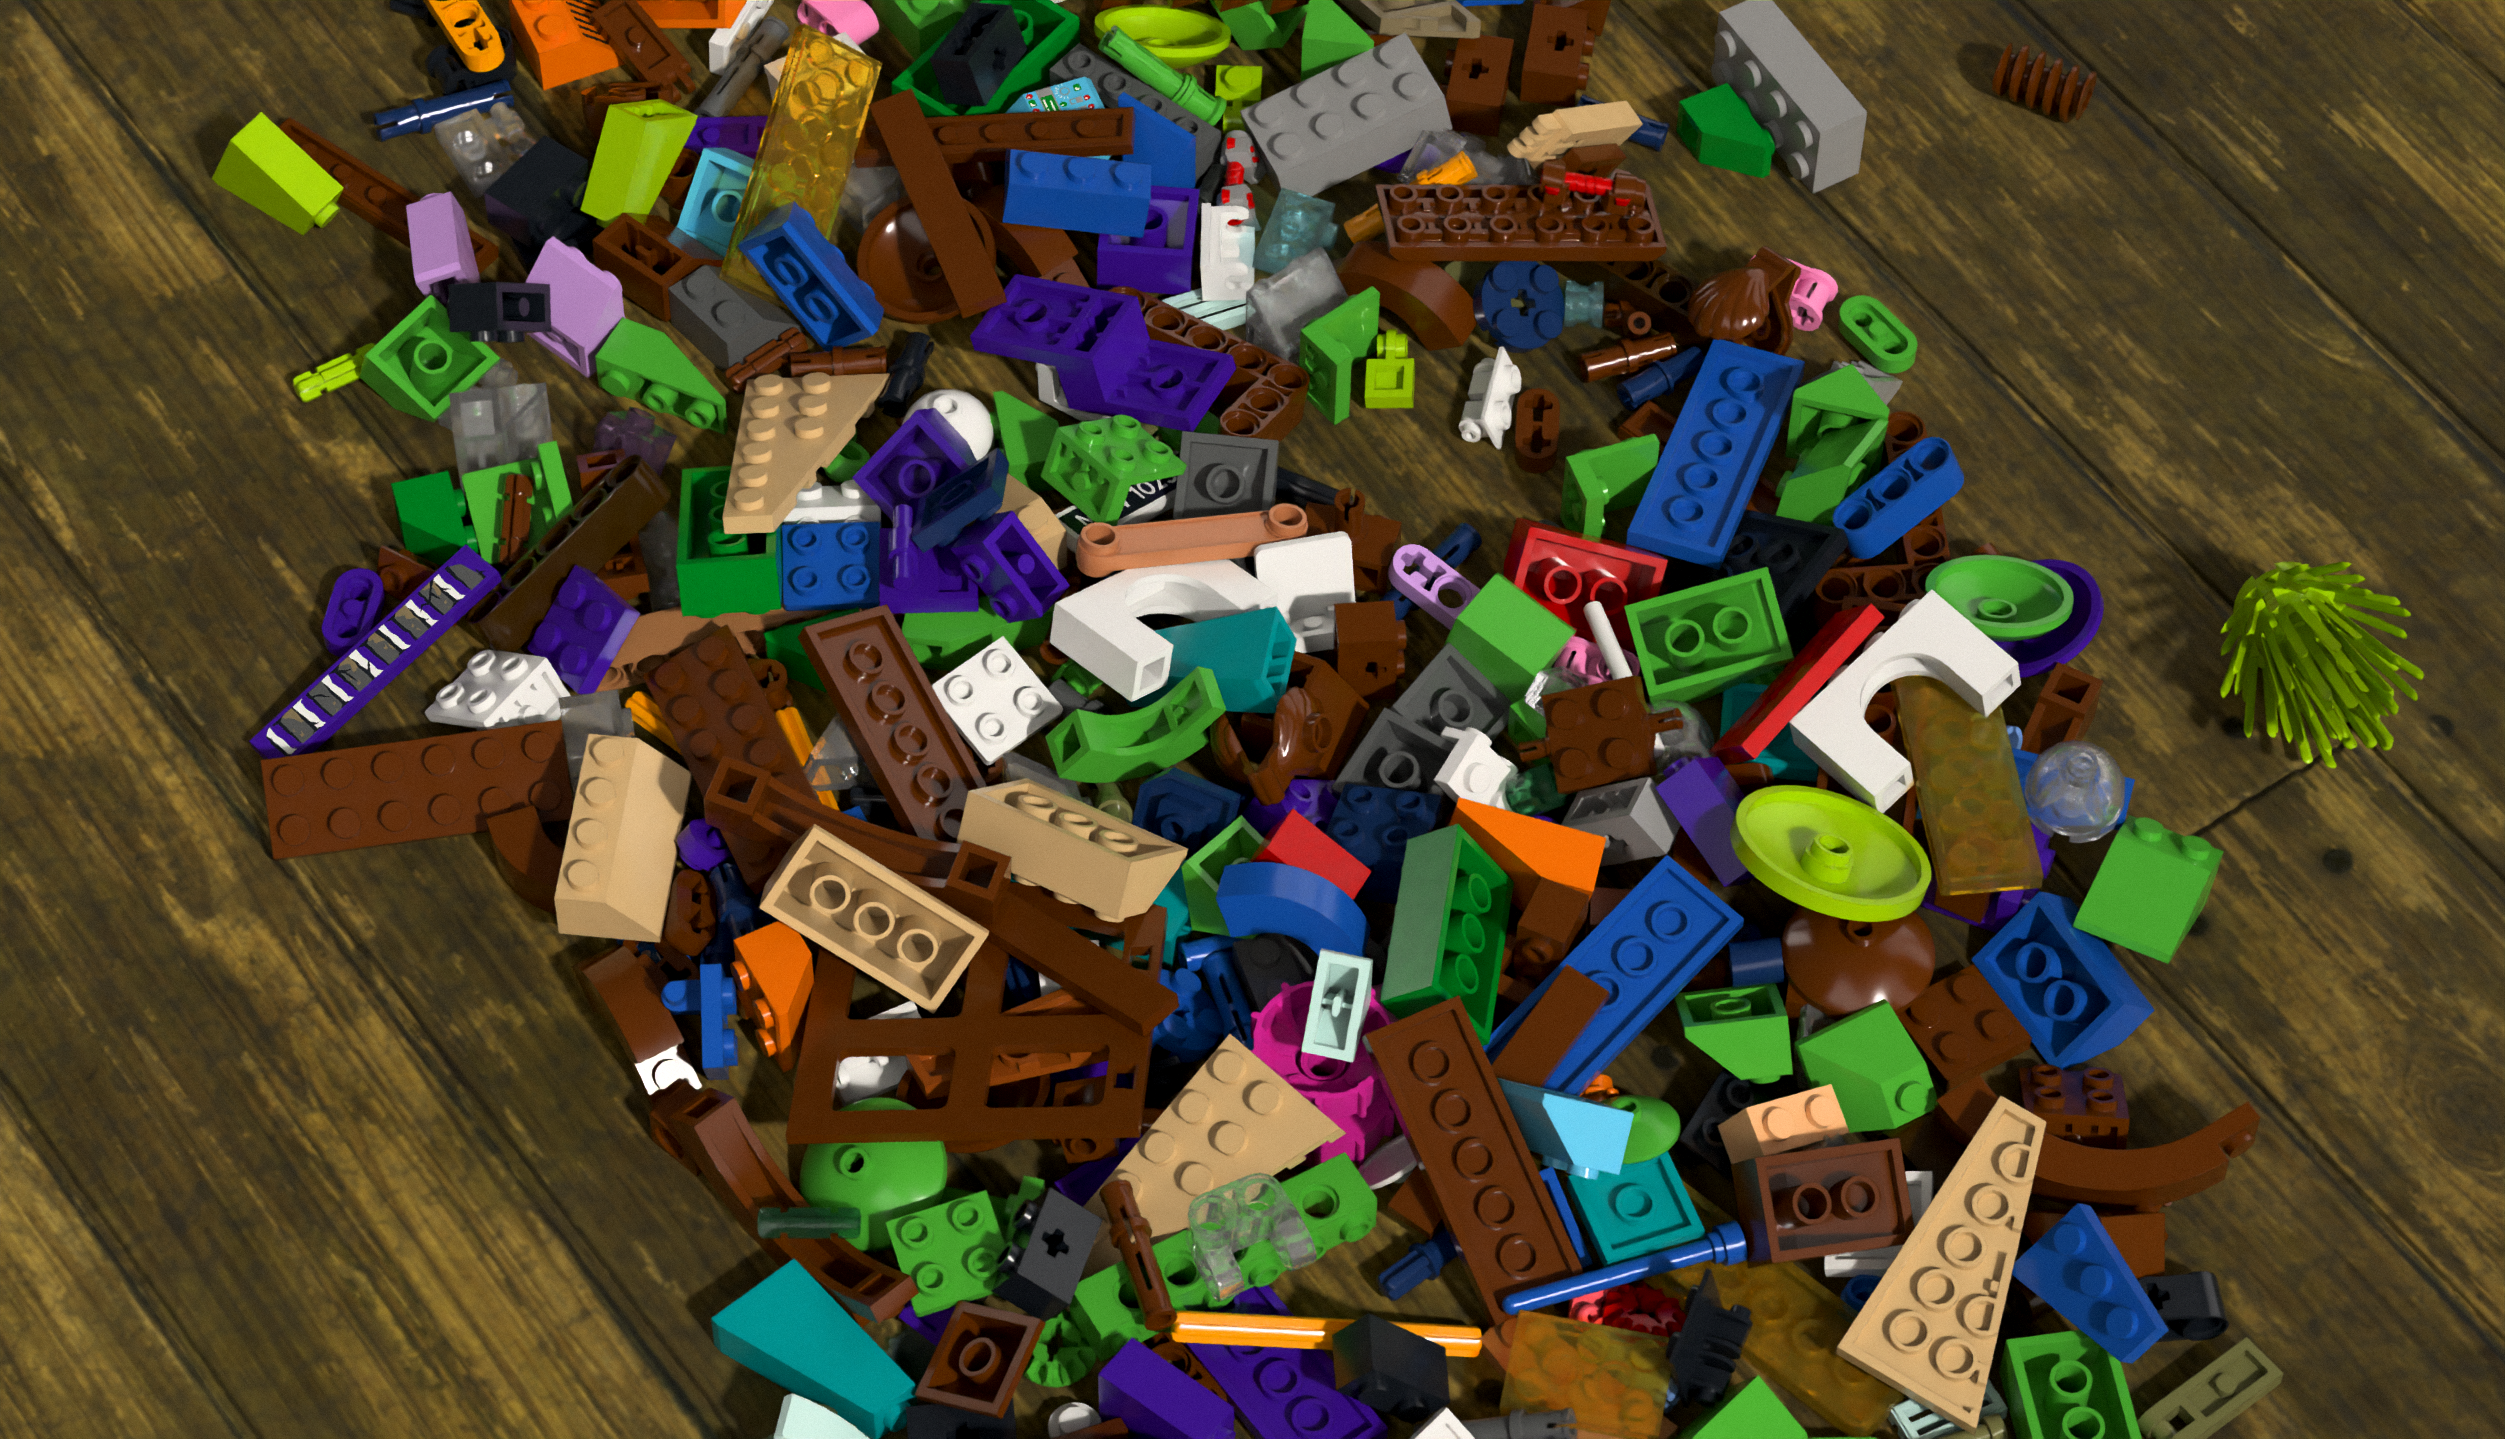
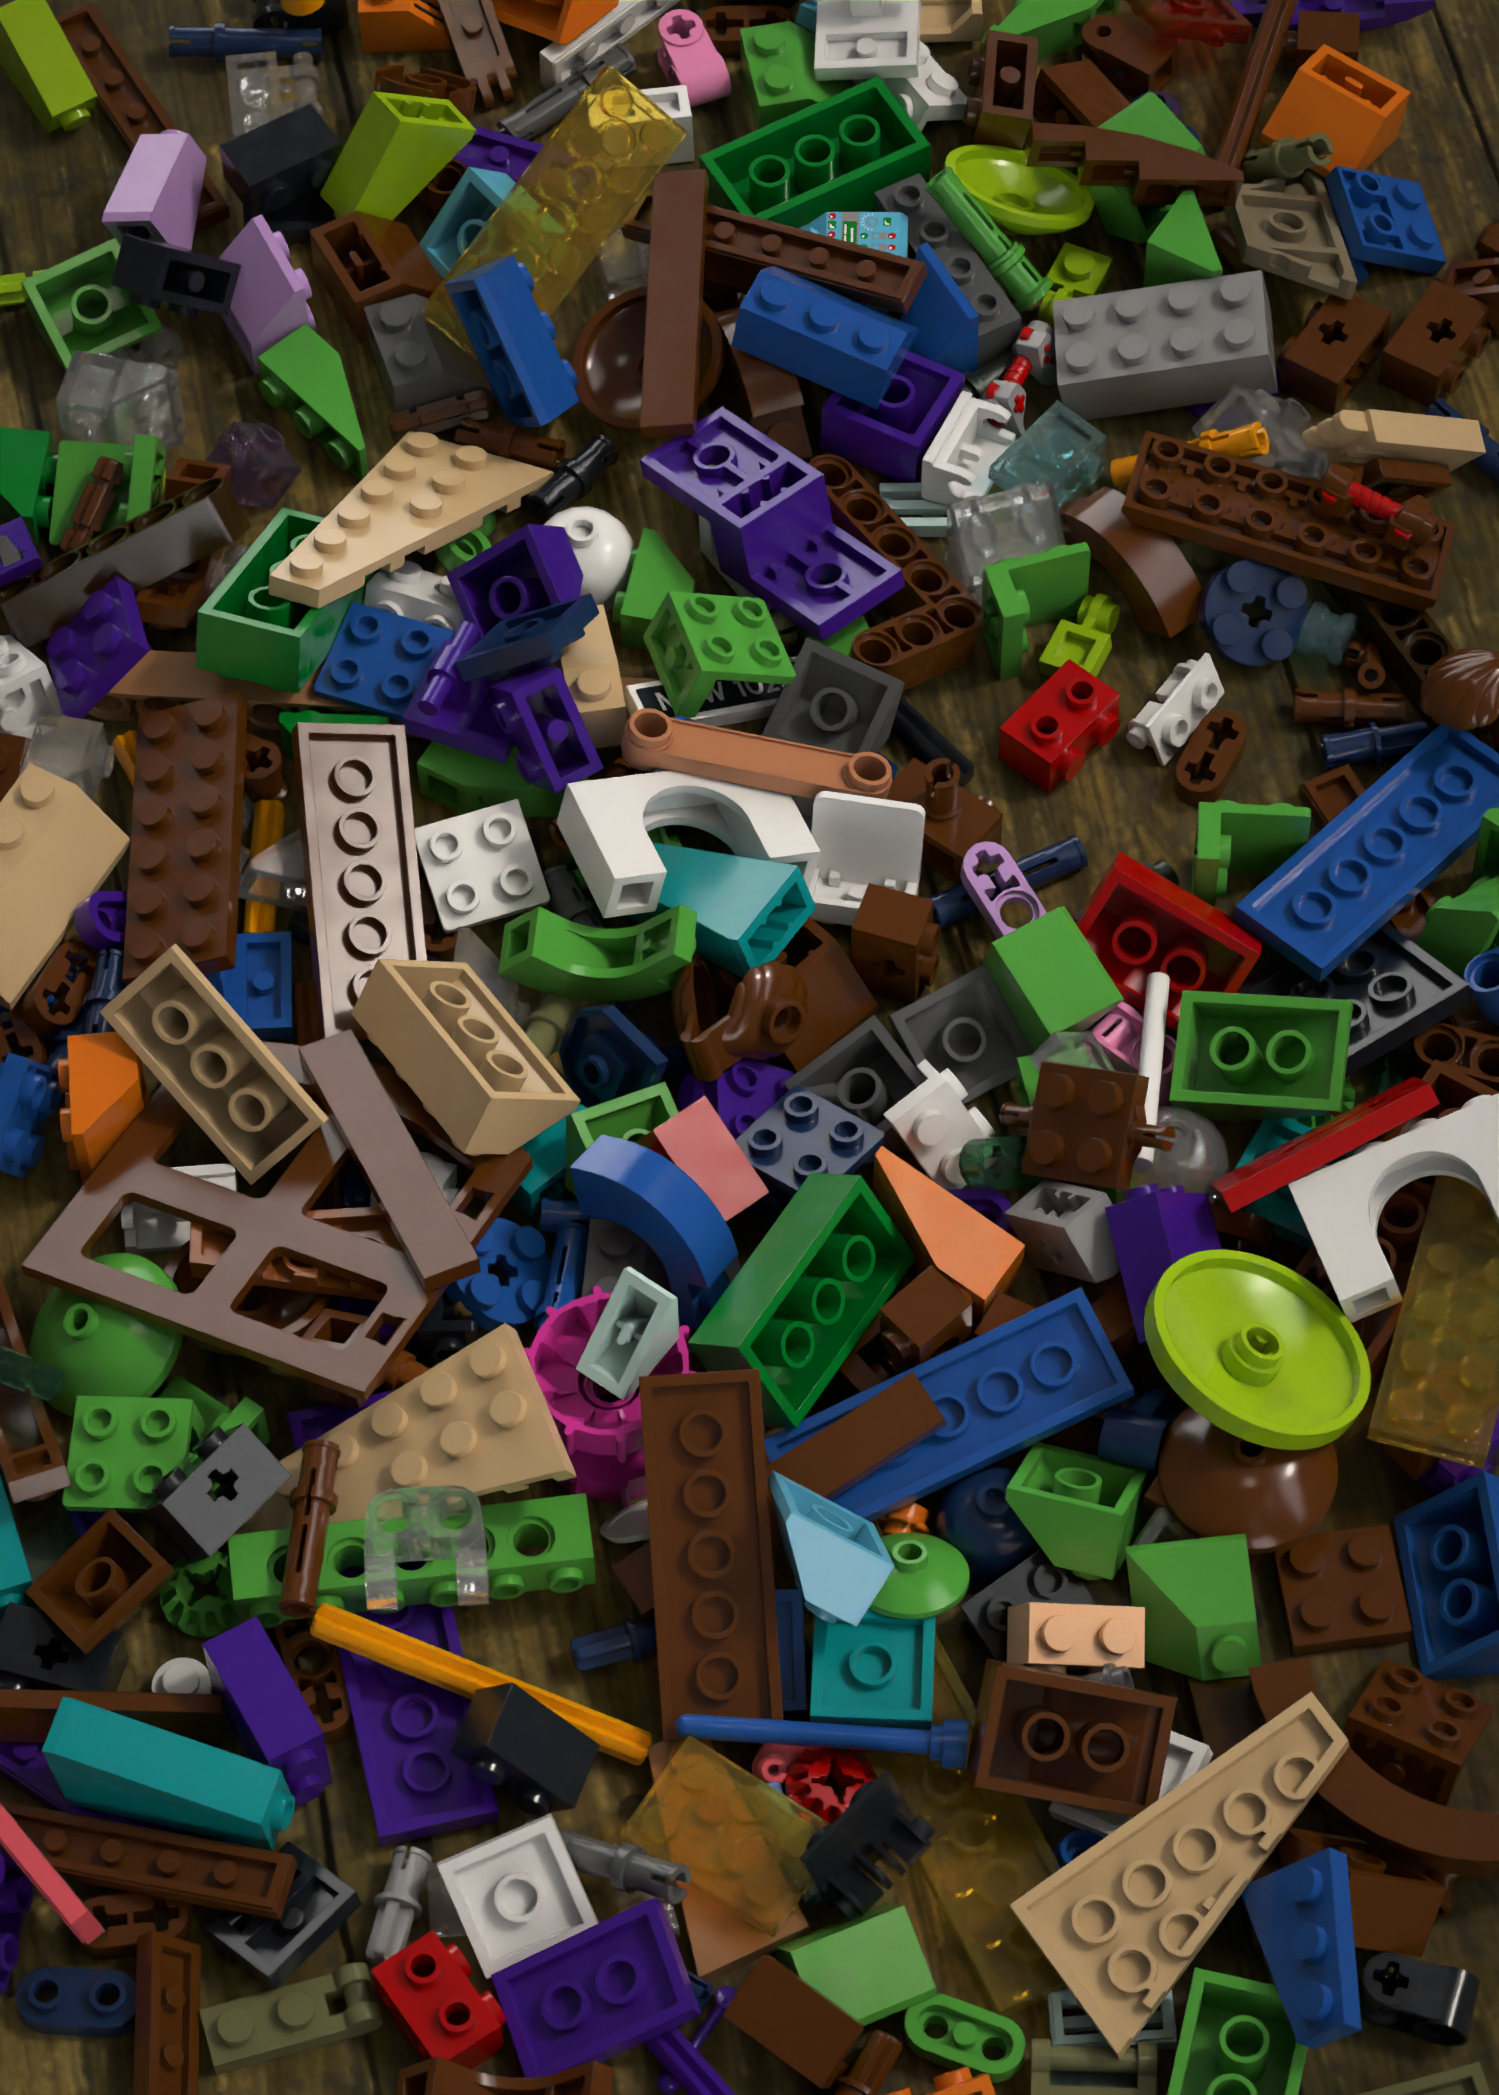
camera: 25 degrees right, 5 degrees up
(771, 813) = (285, 1021): reddish brown arch -> none
(978, 54) = (791, 153): black brick -> none
(1407, 443) = (1059, 727): none -> red brick
(1666, 1067) = (983, 1525): none -> dark blue cylinder

